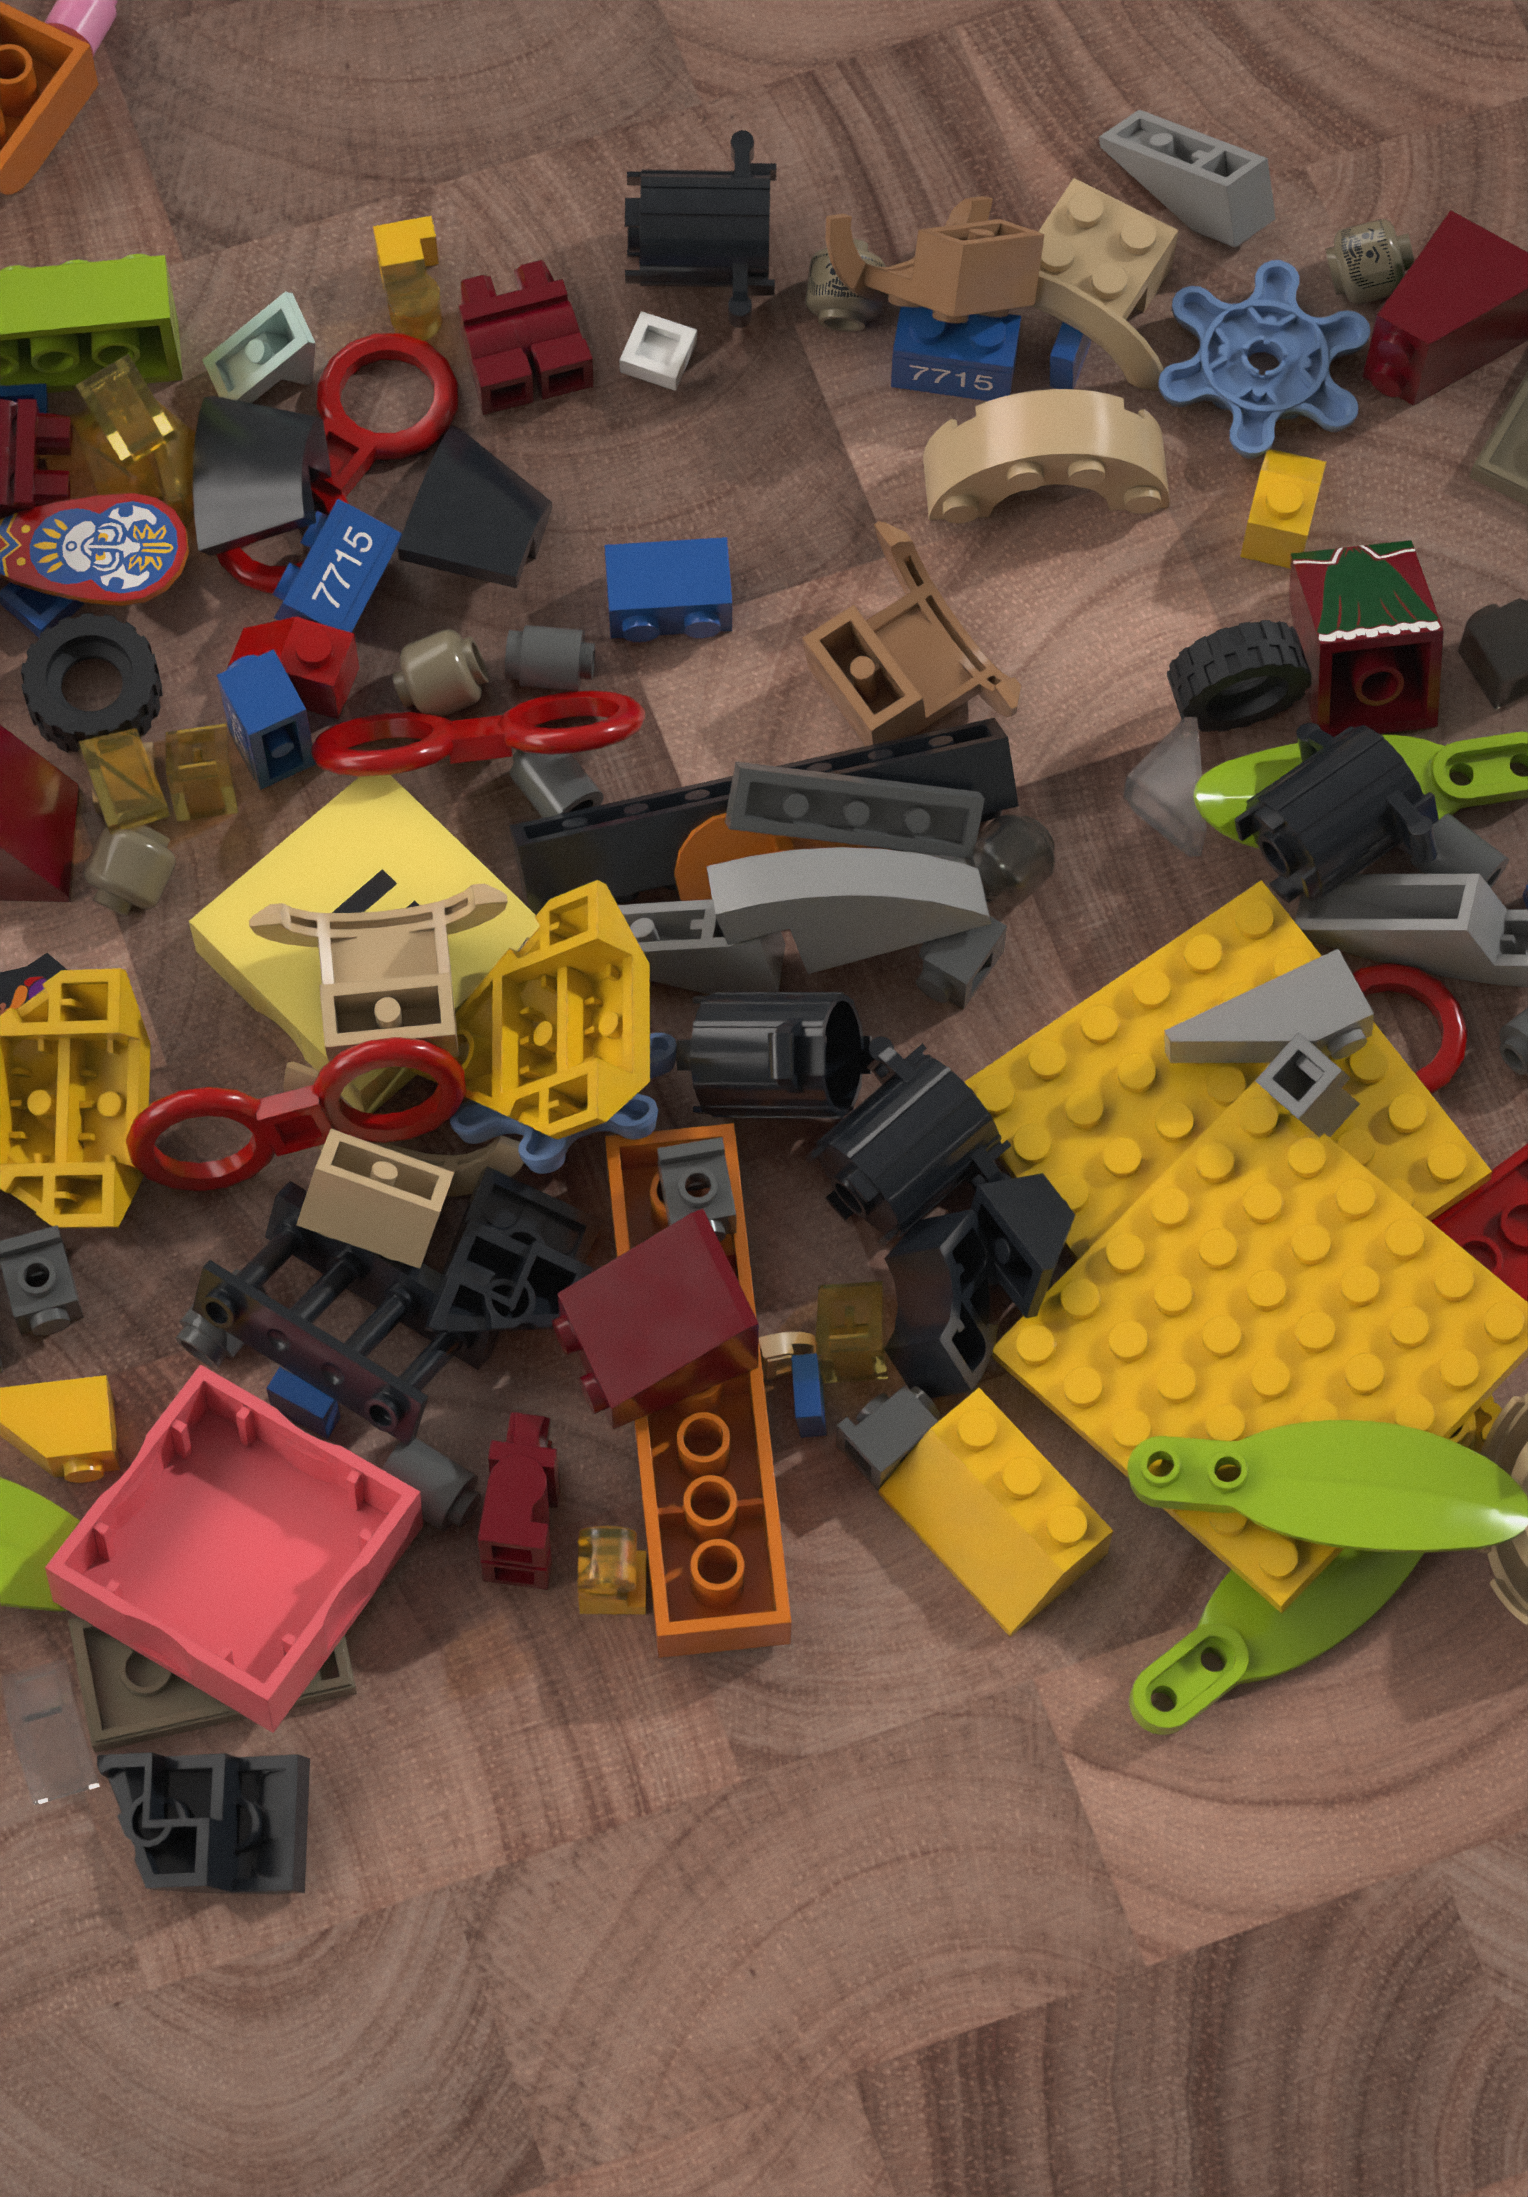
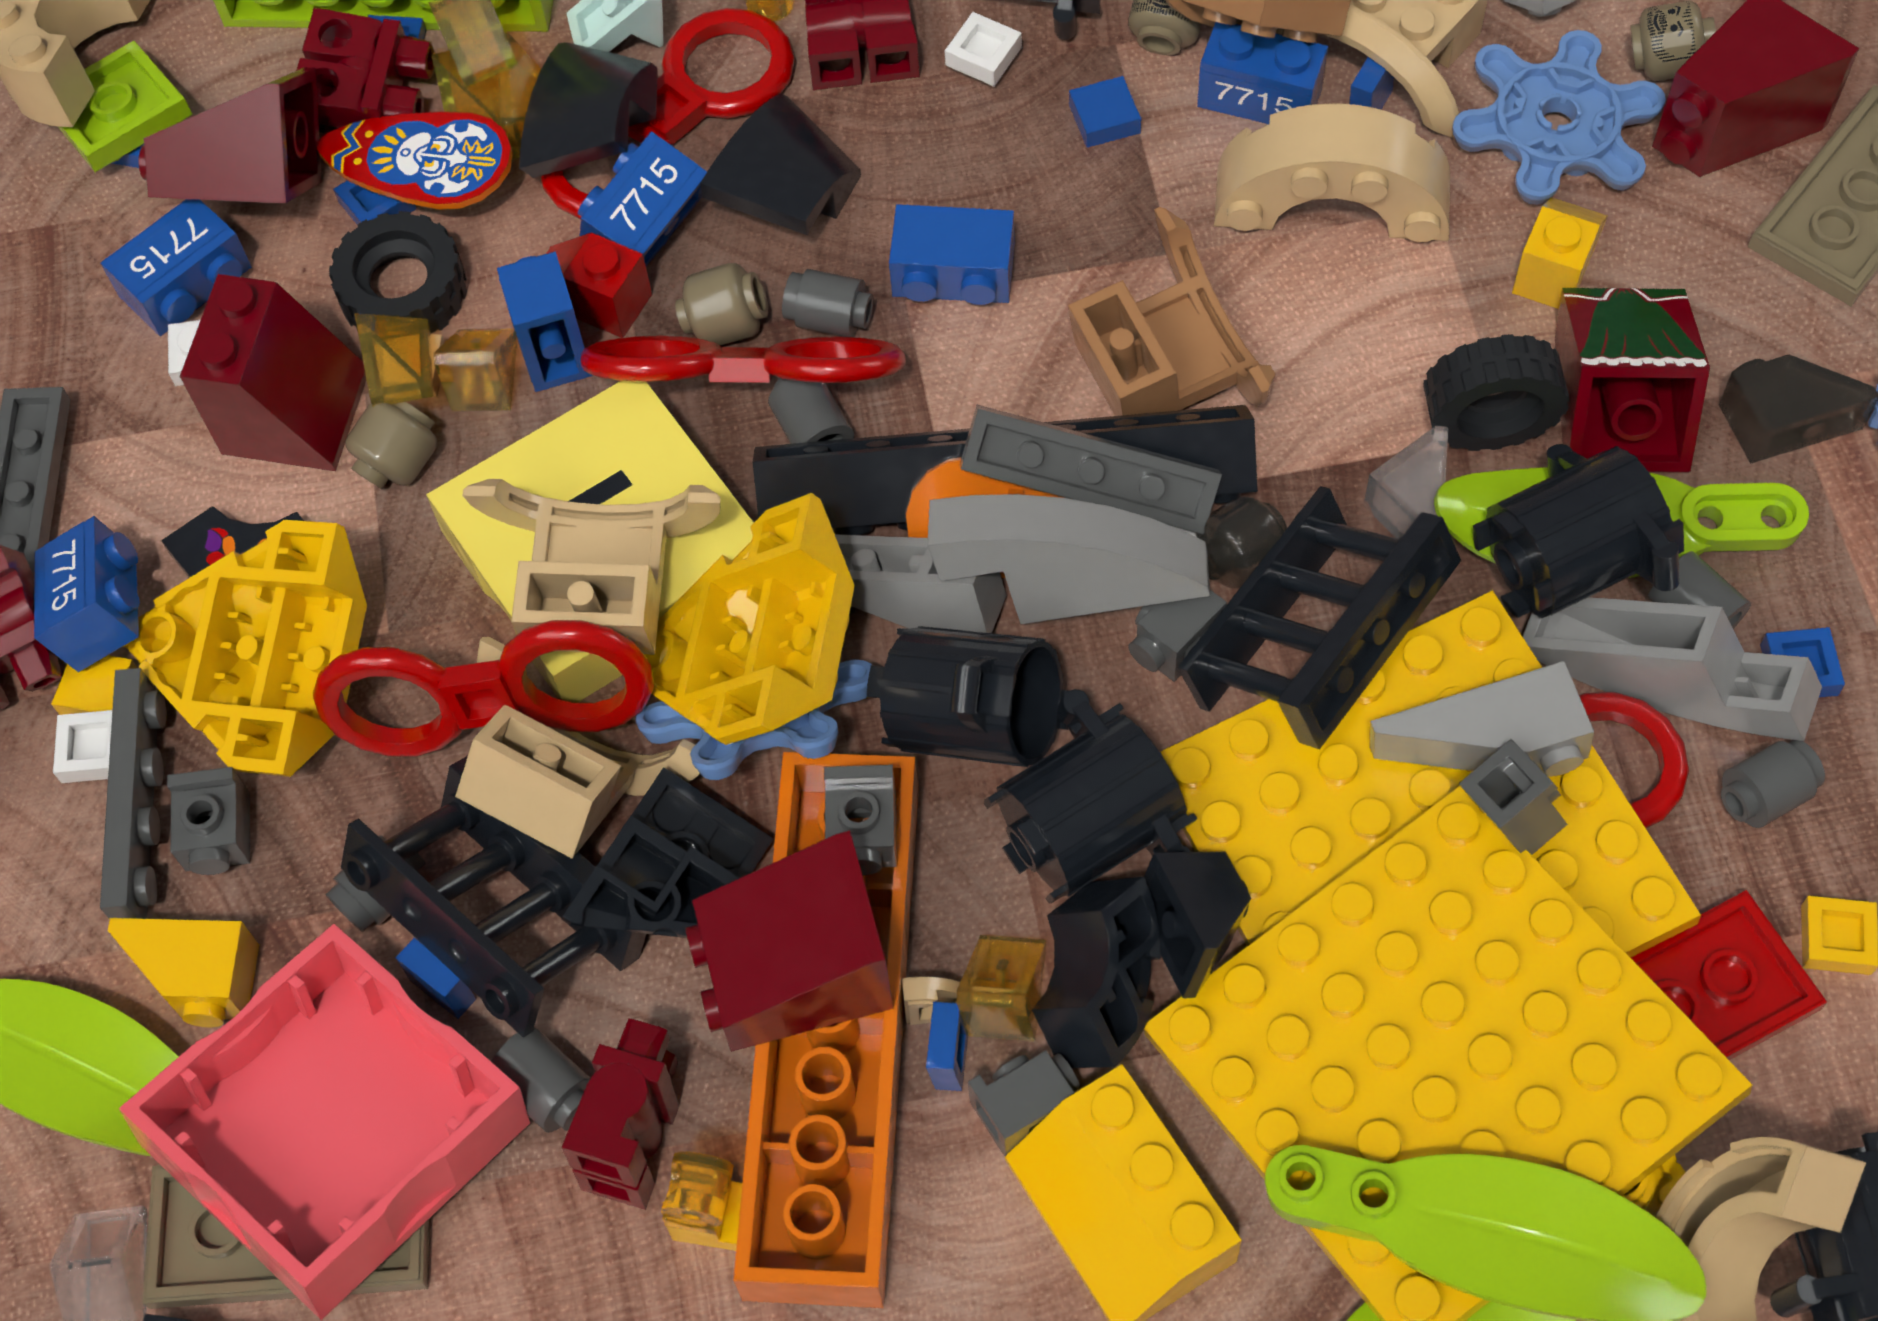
camera: 15 degrees right, 5 degrees down
(796, 406) = (1104, 111): none -> blue tile
(1130, 965) = (1356, 646): none -> black fence

